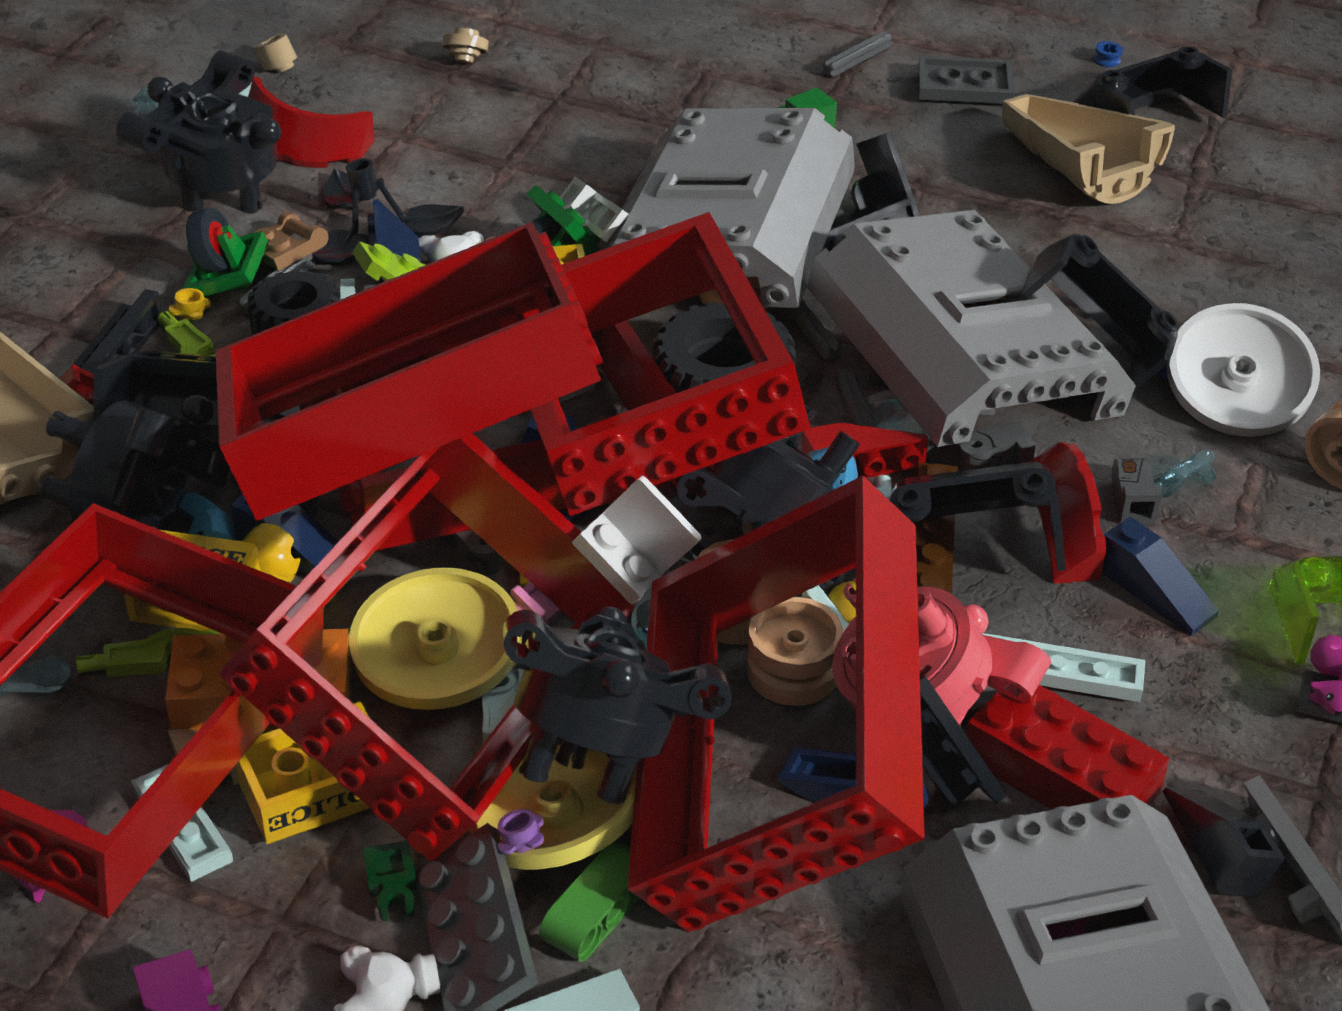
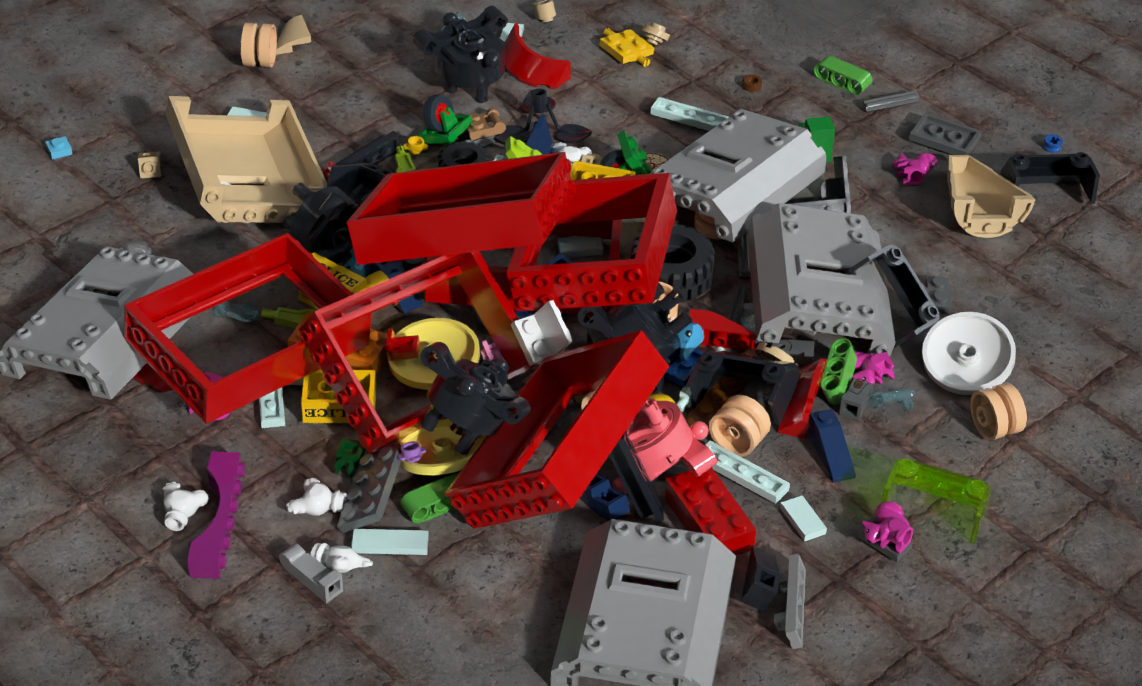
camera: 25 degrees right, 0 degrees up
(381, 643) = (401, 347): none -> red bracket
(431, 74) = (626, 46): none -> yellow plate
(592, 145) = (686, 114): none -> light aqua plate
(599, 213) = (658, 152): white slope -> none
(647, 79) = (752, 83): none -> reddish brown tile
(782, 29) = (843, 75): none -> bright green beam
(961, 133) = (914, 169): none -> dark pink animal
(968, 458) = (772, 353): none -> tan tile
(1016, 588) = (740, 425): none -> light nougat wheel
(1089, 441) = (838, 371): none -> bright green beam
(1119, 431) = (873, 367): none -> dark pink animal
(1198, 711) = (803, 518): none -> light aqua tile

